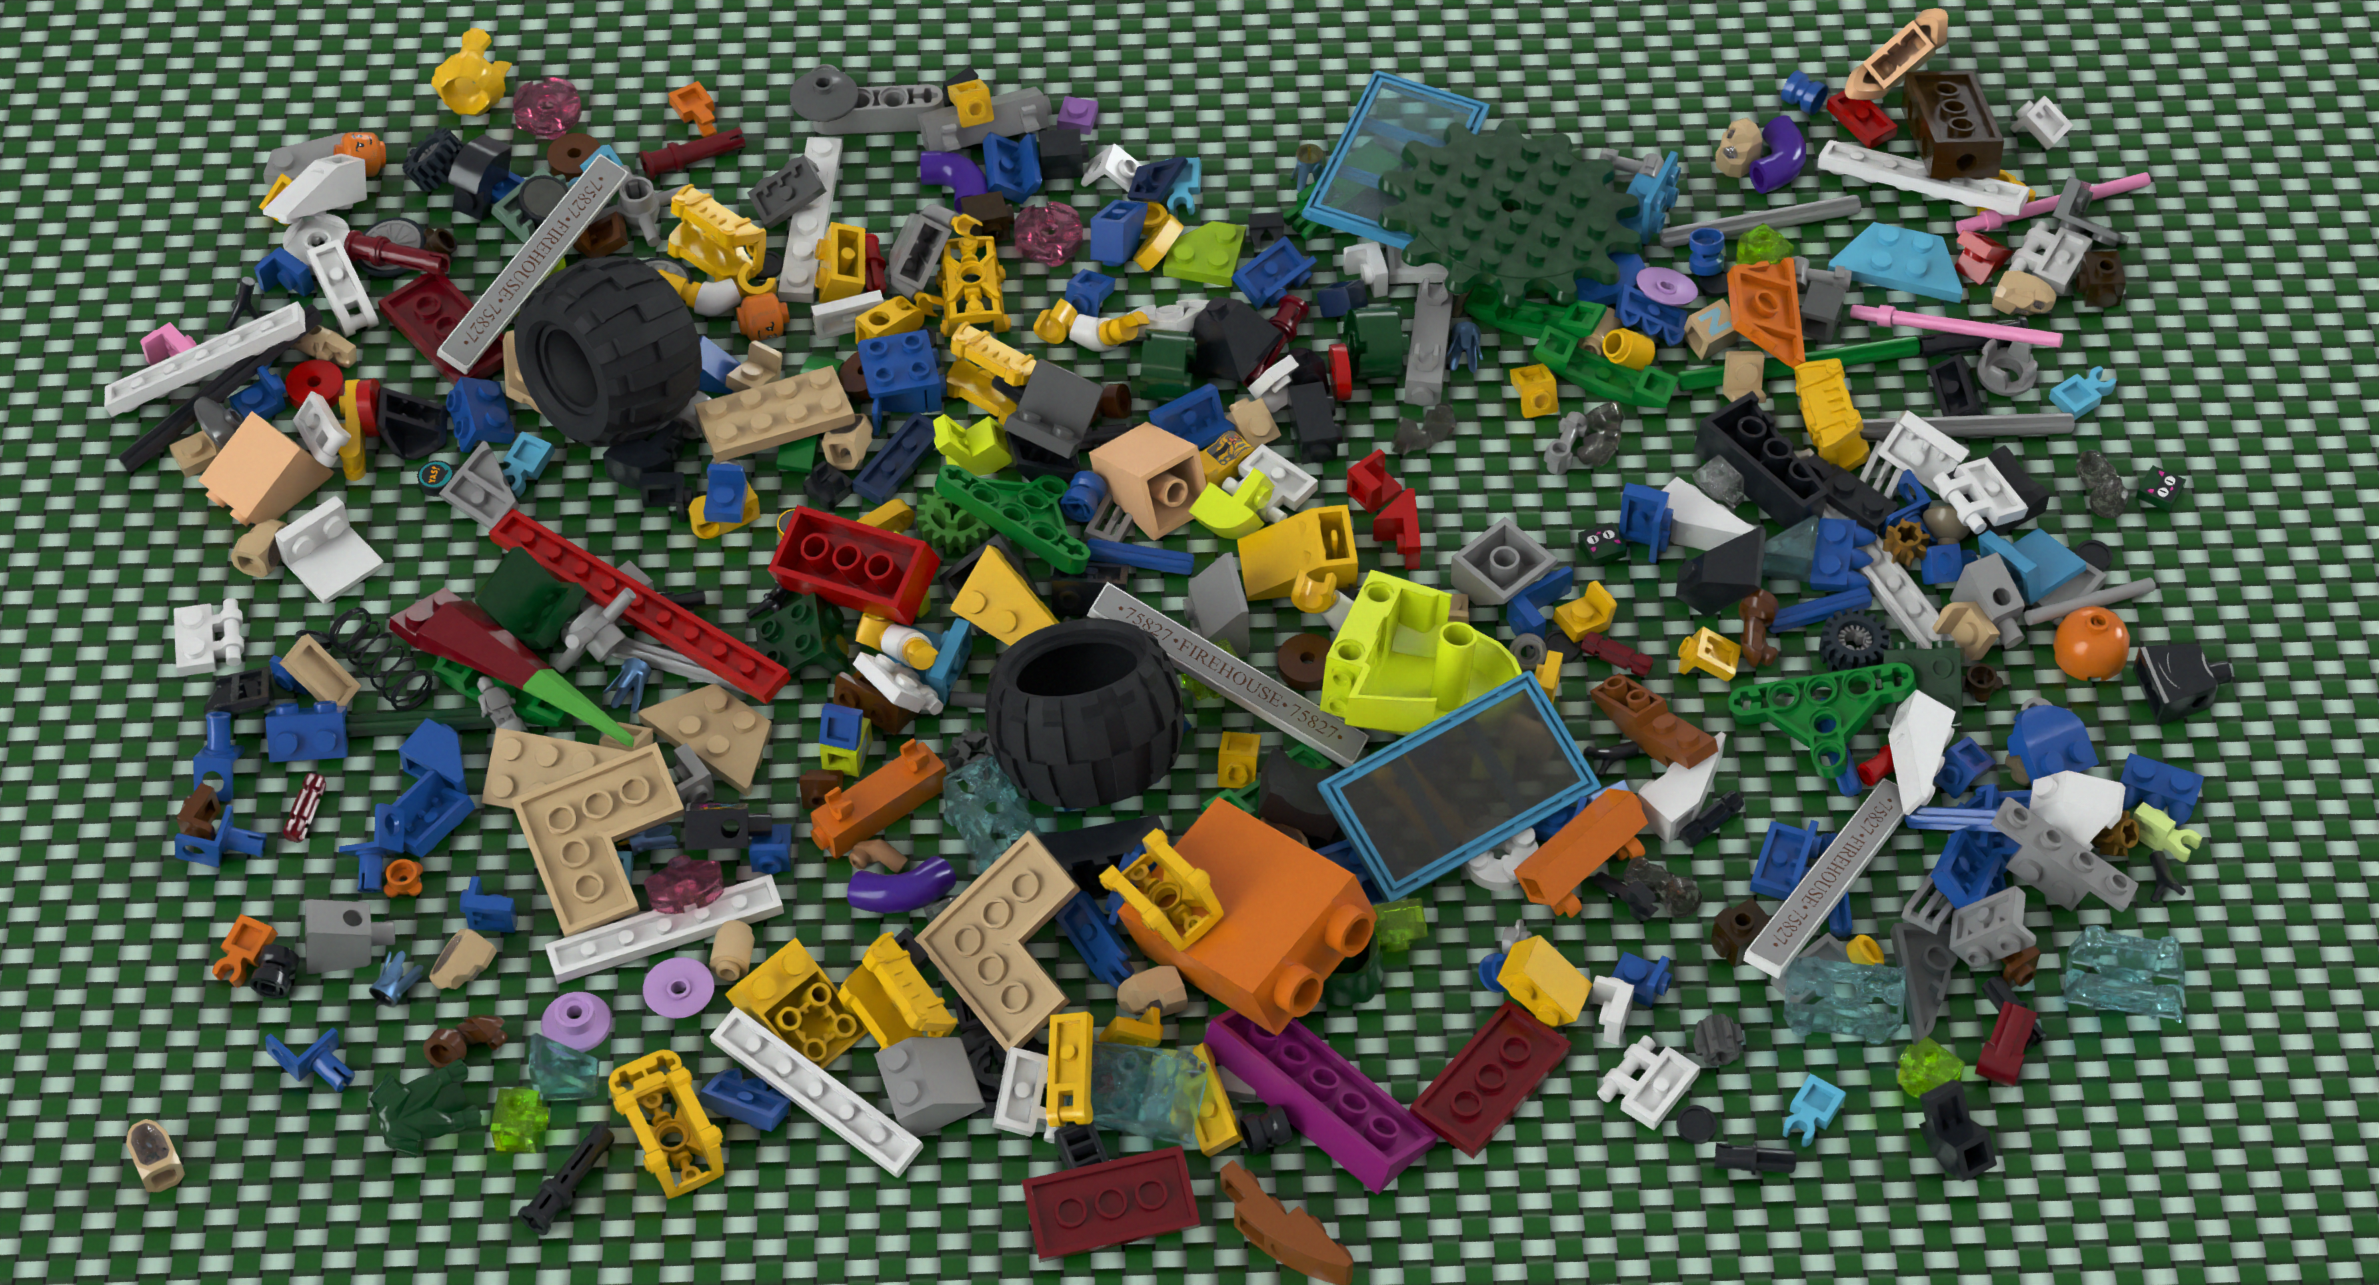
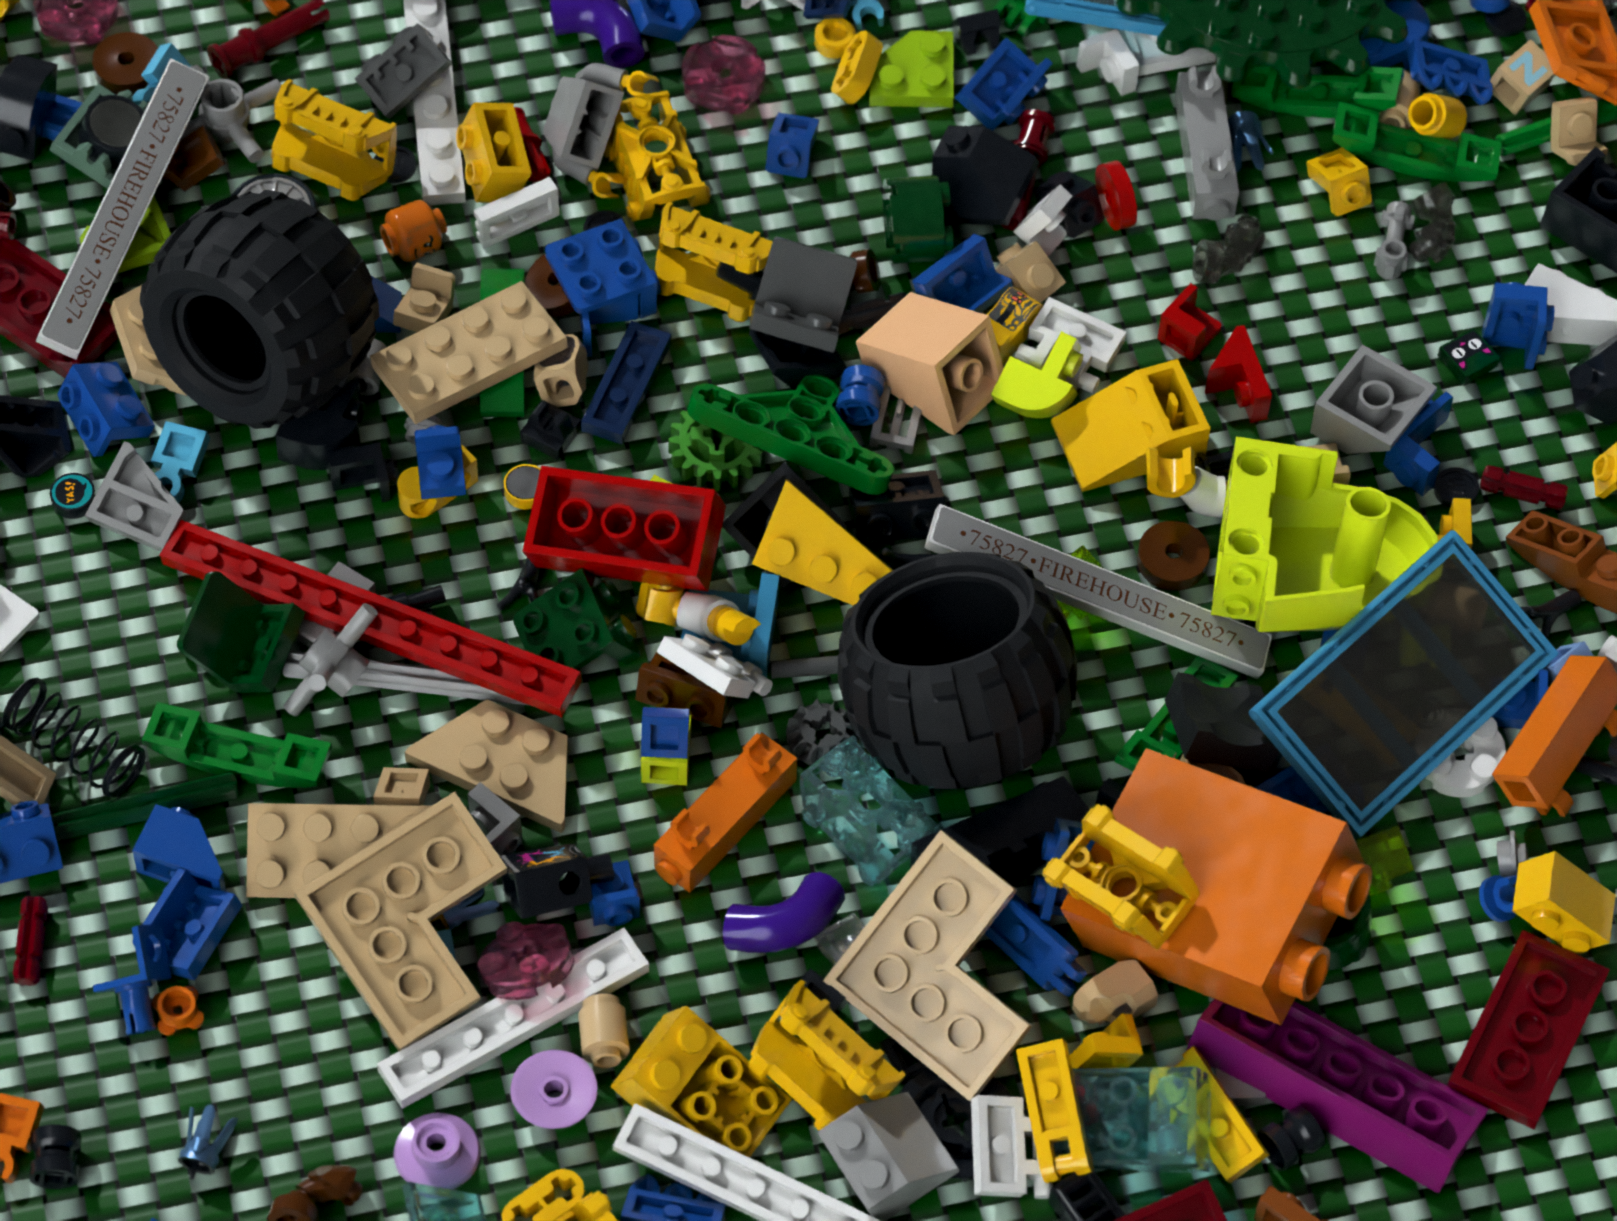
camera: 15 degrees left, 5 degrees up
(342, 935) = (127, 1097): light grey torso -> none
(462, 960) = (280, 1100): tan rock -> none
(468, 636) = (175, 692): dark red plate -> none
(487, 912) = (294, 1035): blue bracket -> none
(497, 704) = (233, 771): light grey piece -> none
(633, 674) = (385, 707): flat silver piece -> none
(720, 296) = (363, 208): piece -> none
(818, 783) = (653, 813): reddish brown bracket -> none
(877, 851) = (740, 875): medium nougat arm -> none
(888, 319) = (566, 214): yellow leg -> none
(890, 516) = (637, 459): yellow beam -> none
(977, 449) = (716, 356): neon yellow brick -> none
(993, 214) = (652, 57): dark brown brick -> none
(1091, 332) = (805, 189): yellow piece -> none
(1117, 231) = (807, 61): blue slope -> none
(1141, 556) = (946, 457): blue axle -> none
(1172, 317) = (905, 158): white plate -> none
(1219, 605) = (1061, 504): light grey slope -> none
(1238, 759) = (1130, 689): yellow bracket -> none
(1313, 423) = (1100, 262): black brick -> none
(1341, 296) = (1088, 103): dark blue slope -> none
(1375, 342) = (1150, 150): dark green brick -> none
(1539, 655) = (1436, 499): light grey plate -> none
(1586, 614) = (1478, 443): yellow bracket -> none
(1666, 286) = (1458, 33): lavender piece -> none
(1721, 481) = (1587, 259): clear bracket -> none

